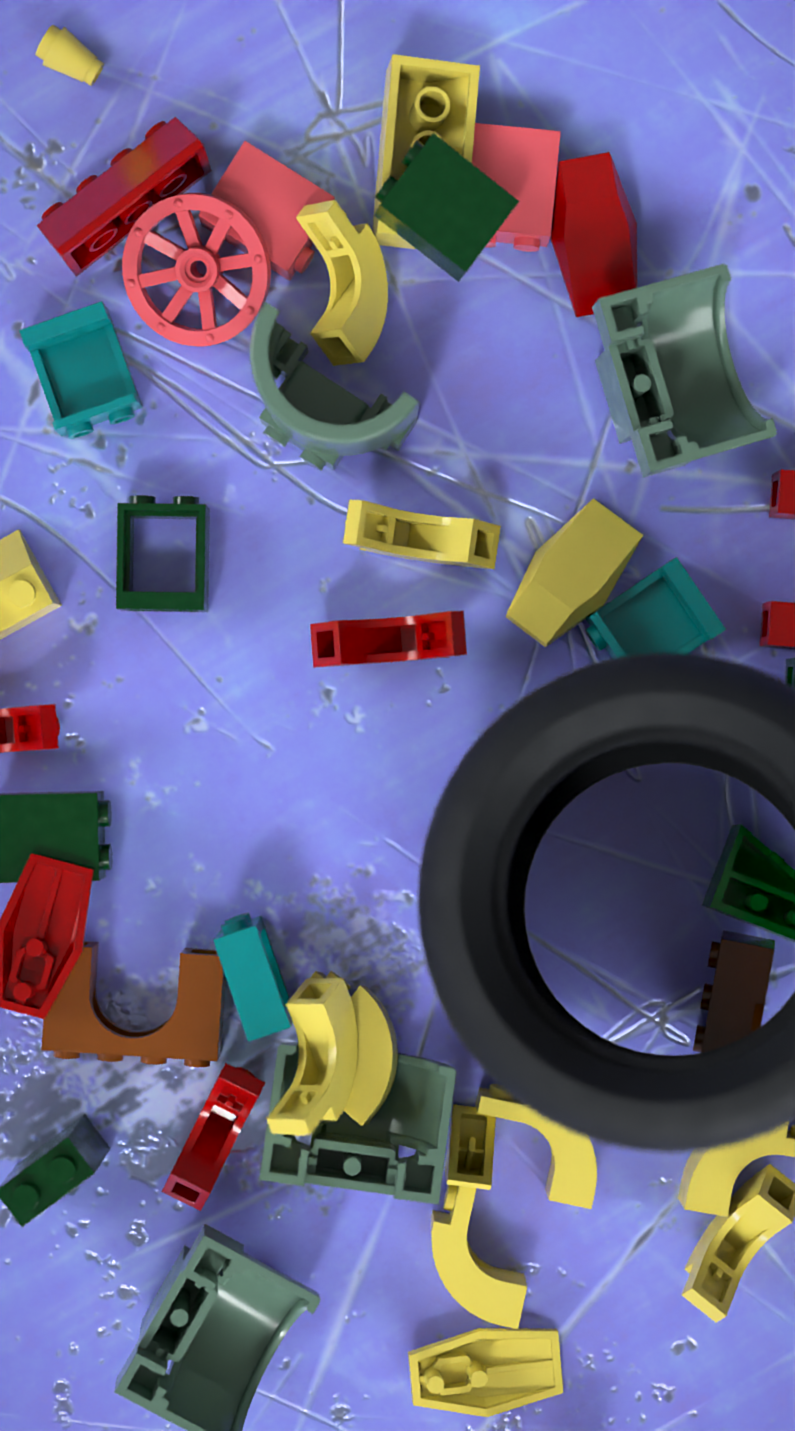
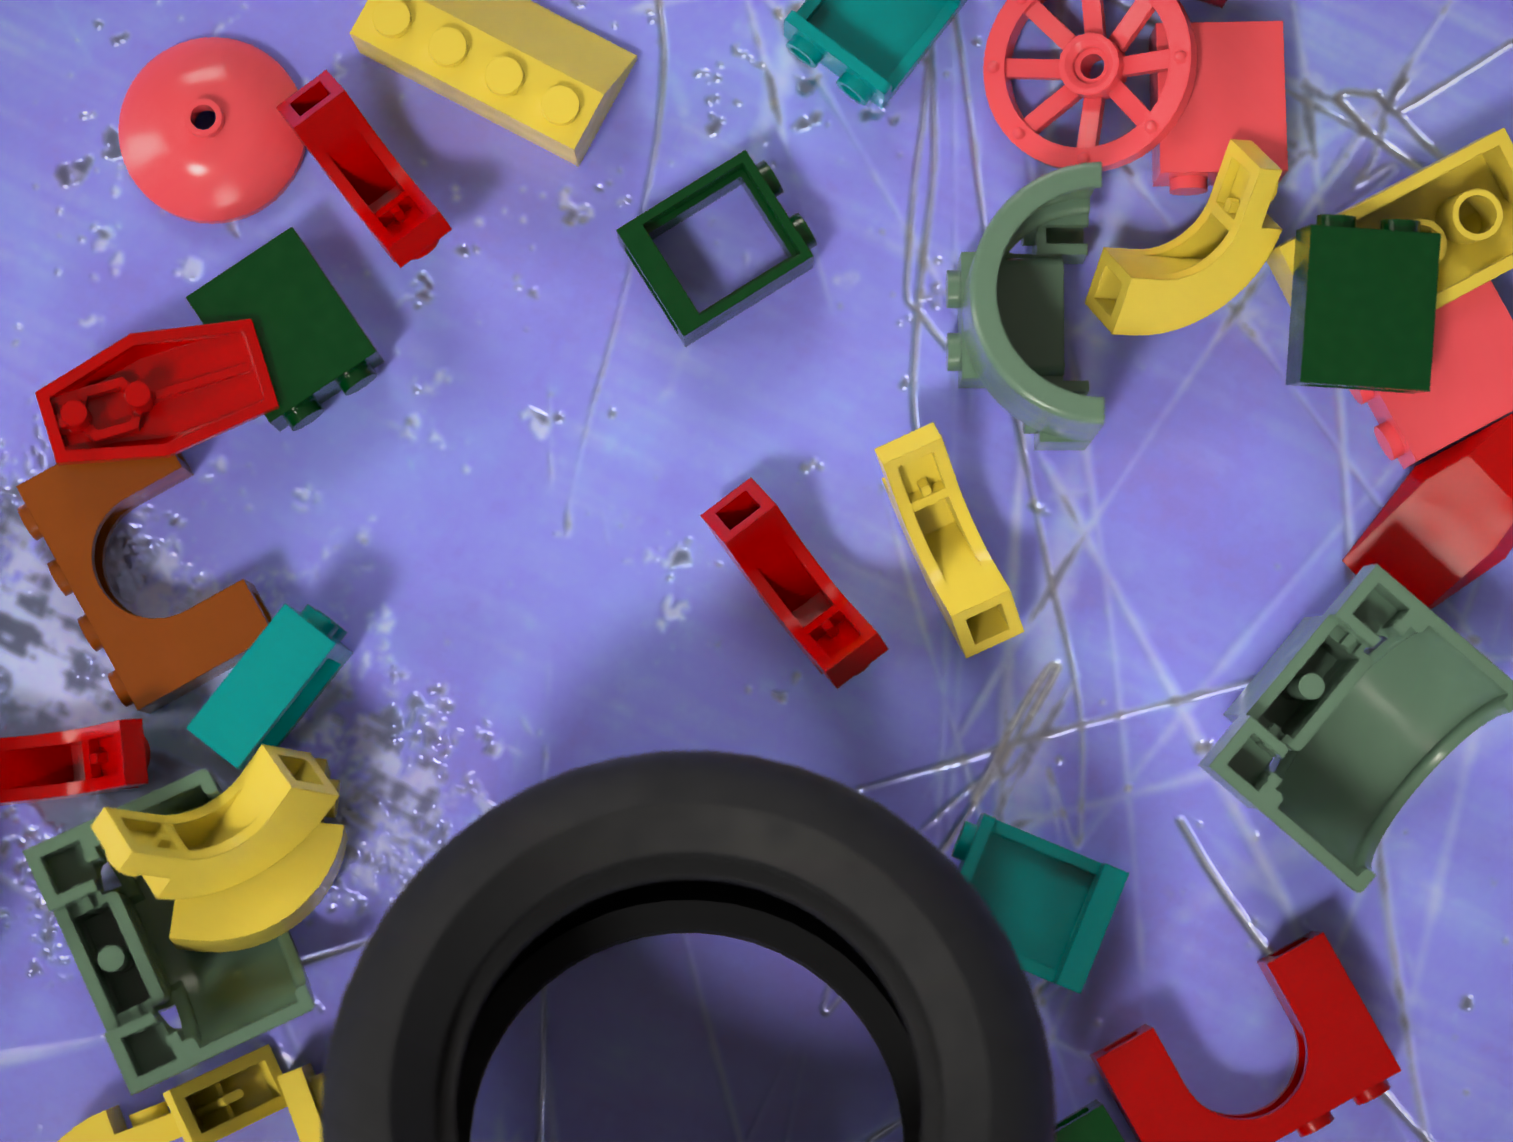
camera: 60 degrees right, 5 degrees down
(573, 573) = (1025, 760): light yellow piece -> none

